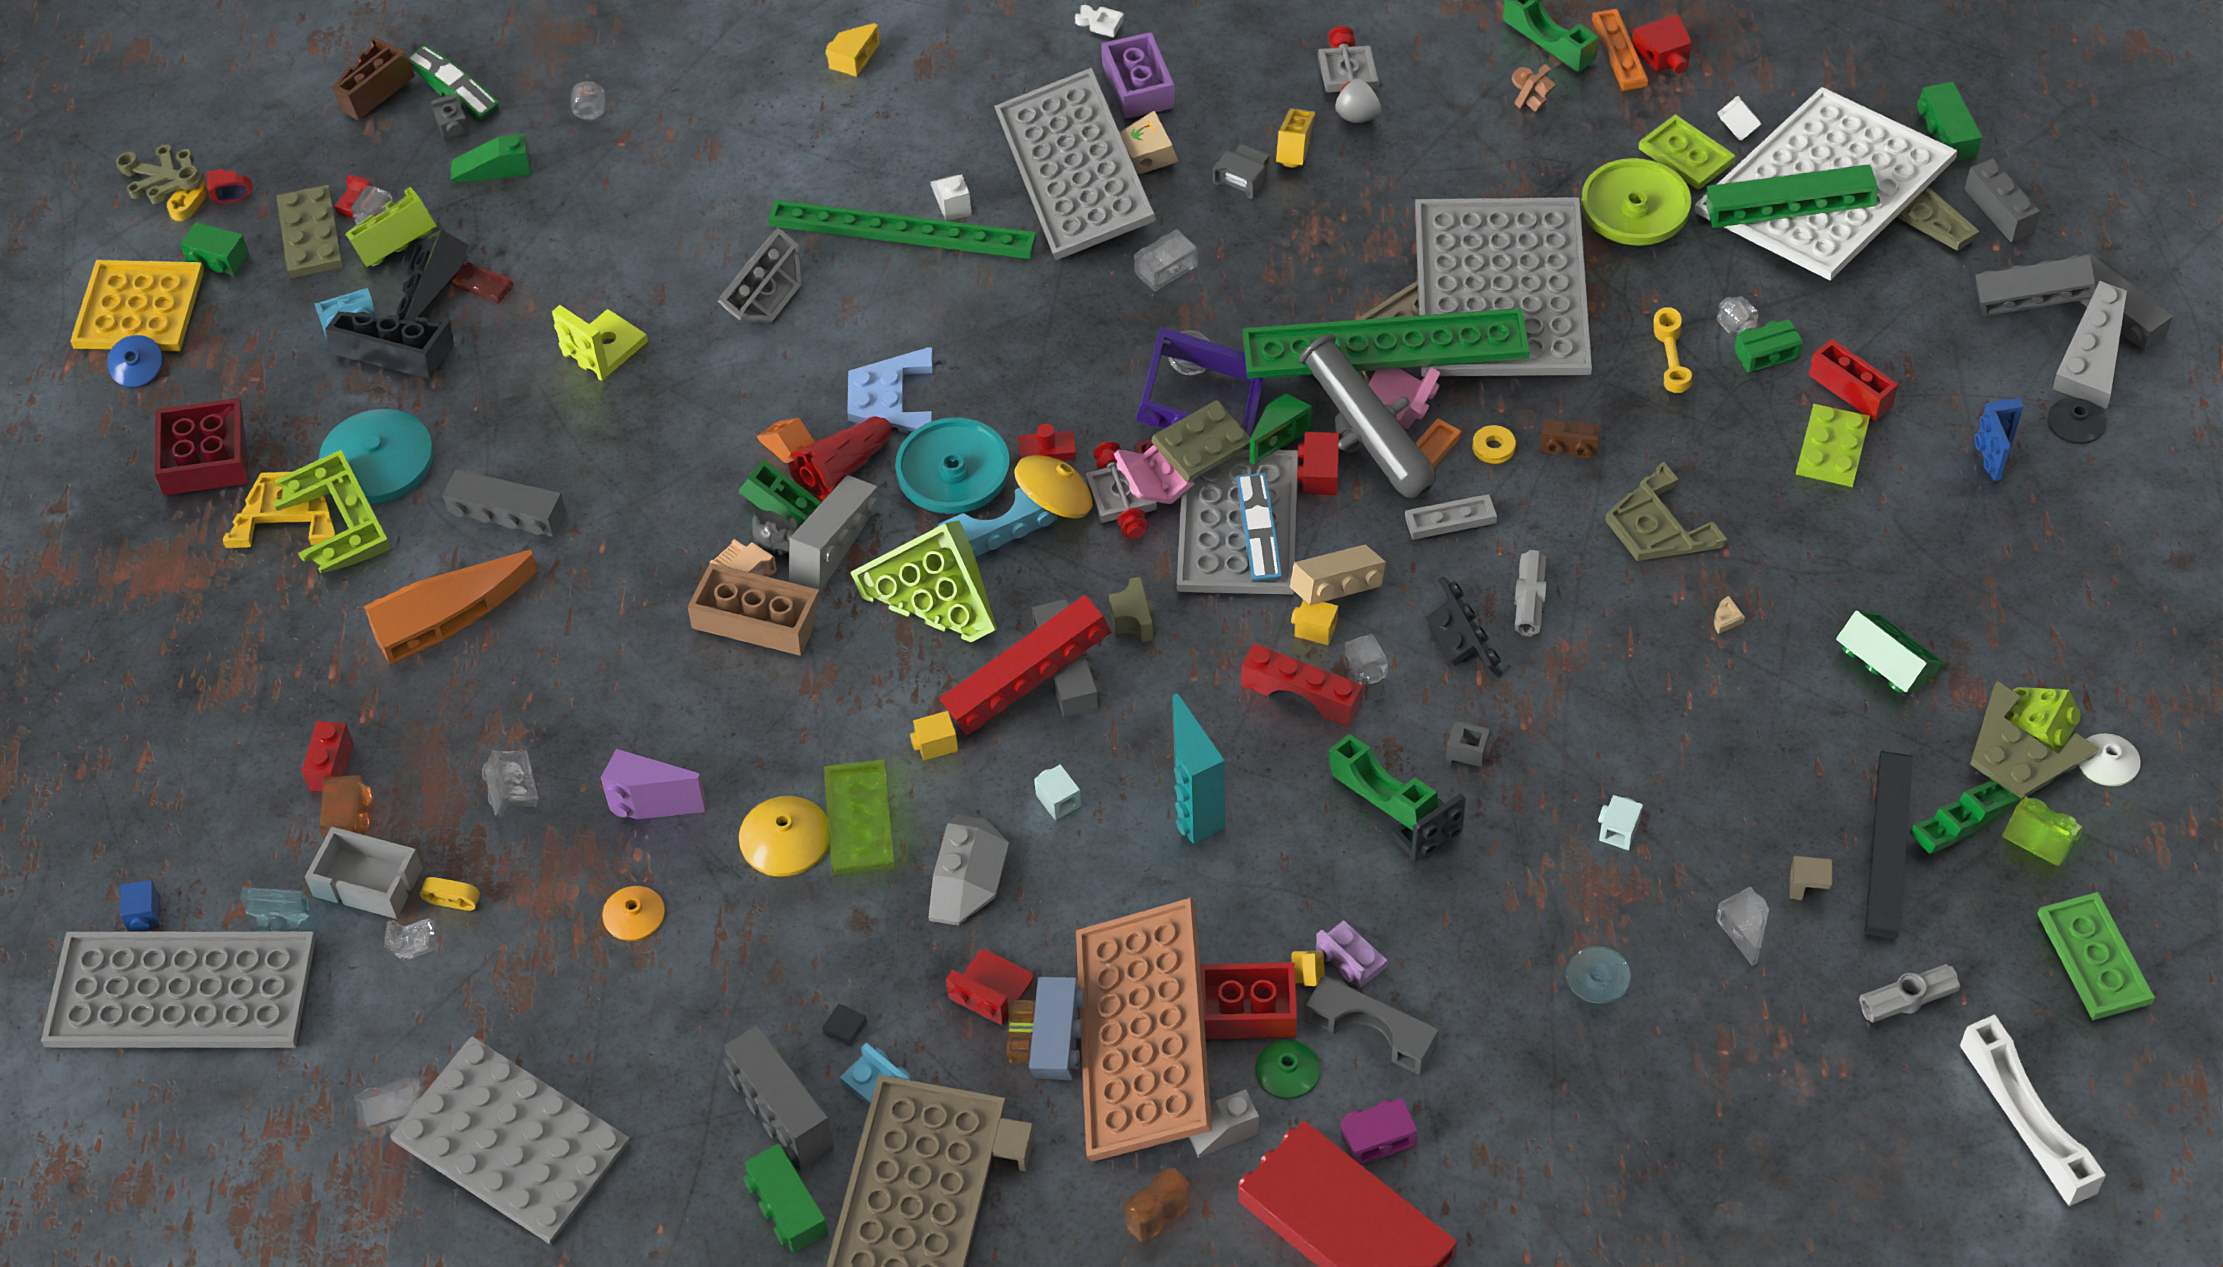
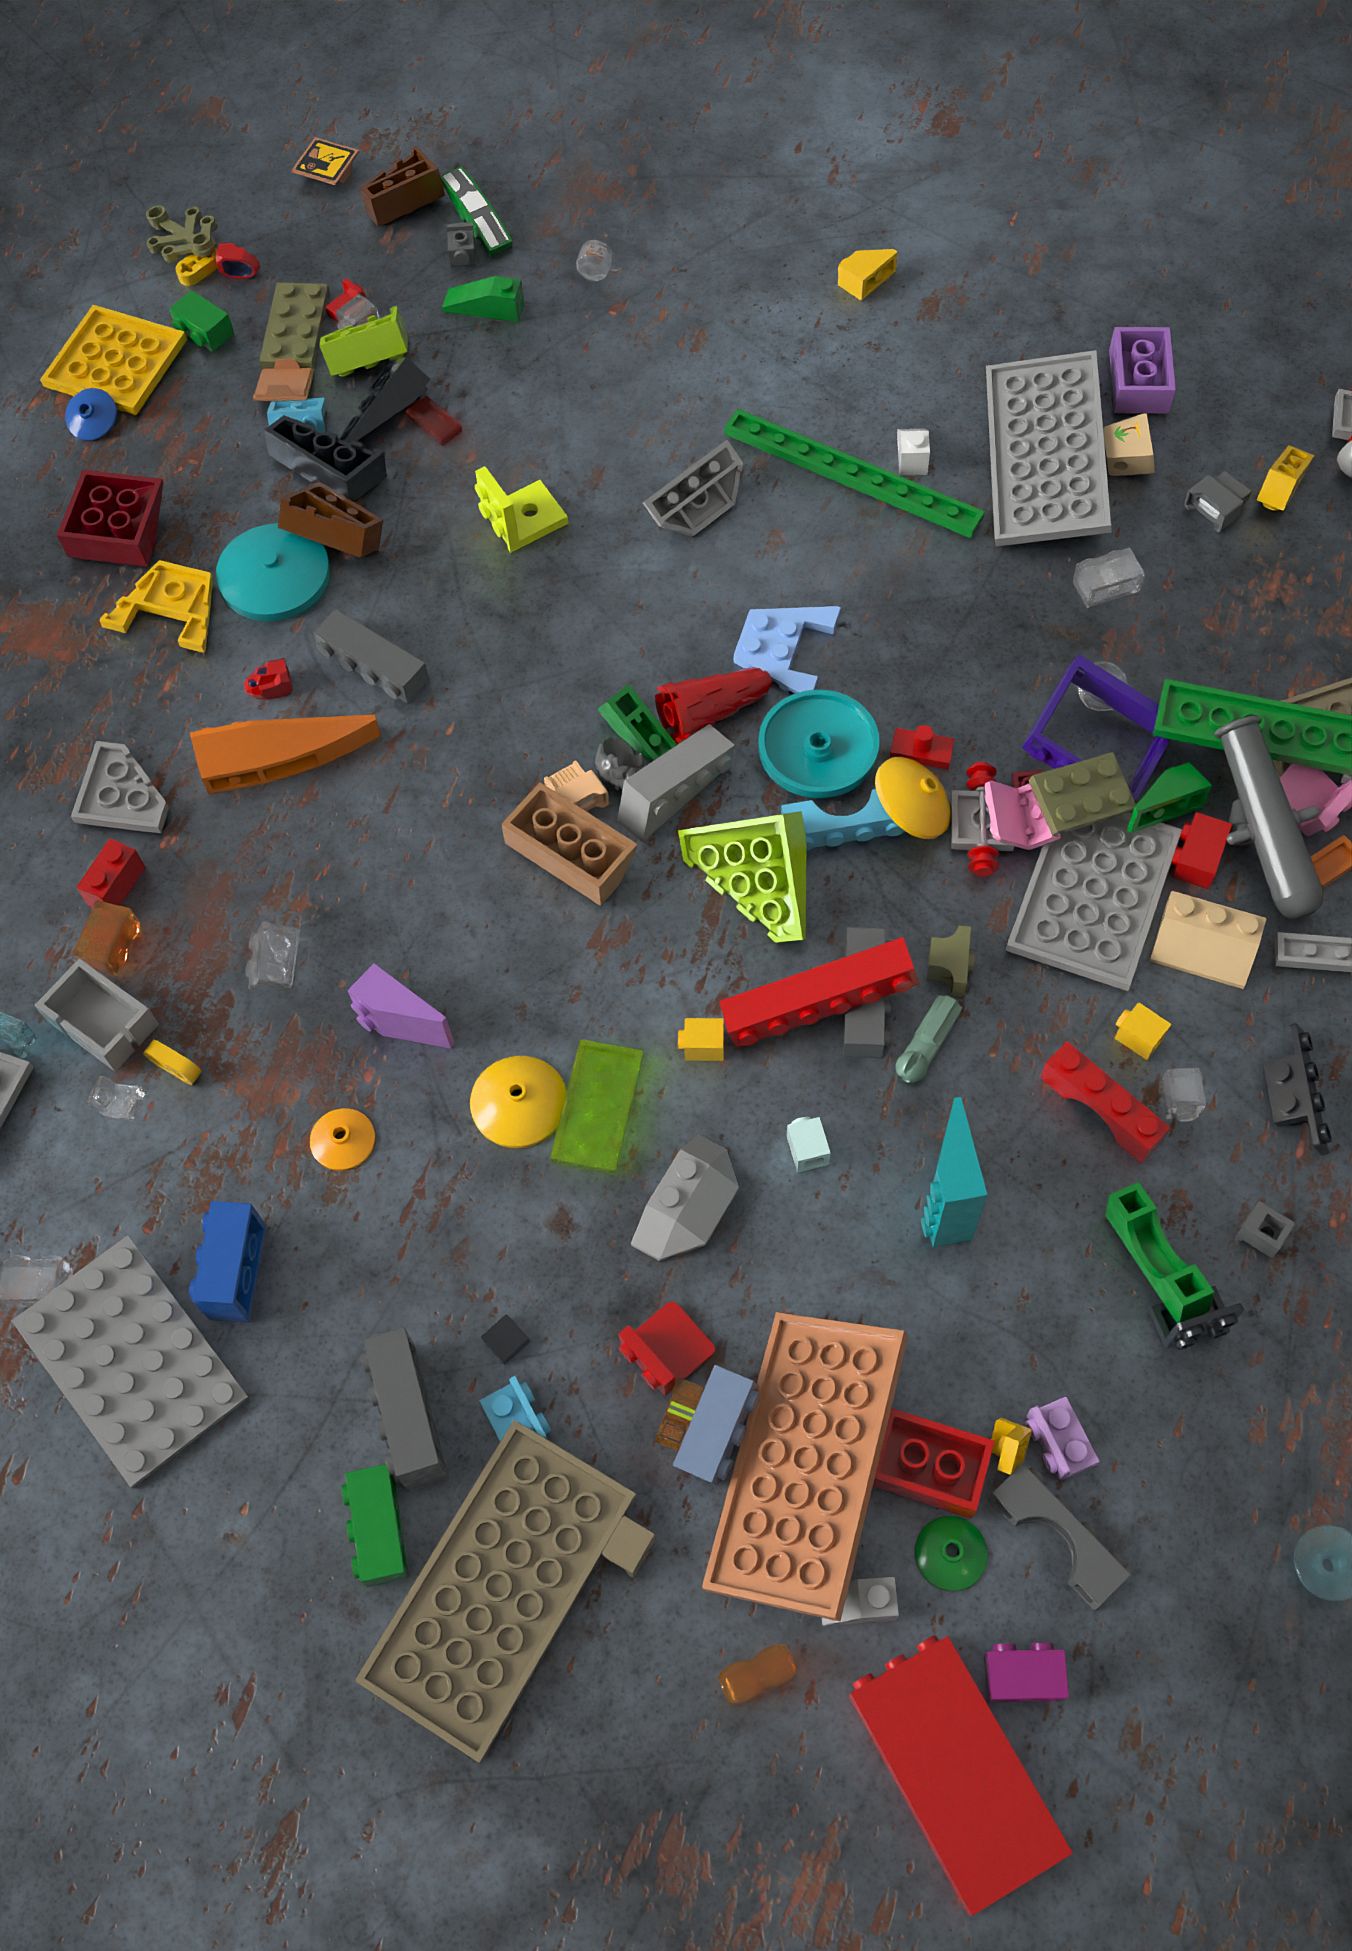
camera: 20 degrees right, 10 degrees up
(282, 72) = (326, 161): none -> piece
(304, 685) = (118, 793): none -> light grey plate
(320, 284) = (284, 382): none -> nougat piece
(335, 476) = (222, 586): lime wedge -> none
(412, 550) = (269, 680): none -> red rock
(421, 393) = (330, 520): none -> reddish brown wedge
(571, 1032) = (228, 1261): none -> blue brick
(785, 437) = (664, 664): orange slope -> none
(1102, 21) = (1122, 303): white plate -> none
(1133, 679) = (928, 1039): none -> sand green piece
(1258, 527) = (1113, 907): slope -> none
(1337, 574) = (1182, 987): tan brick -> none
(1348, 523) = (1207, 939): none -> tan slope

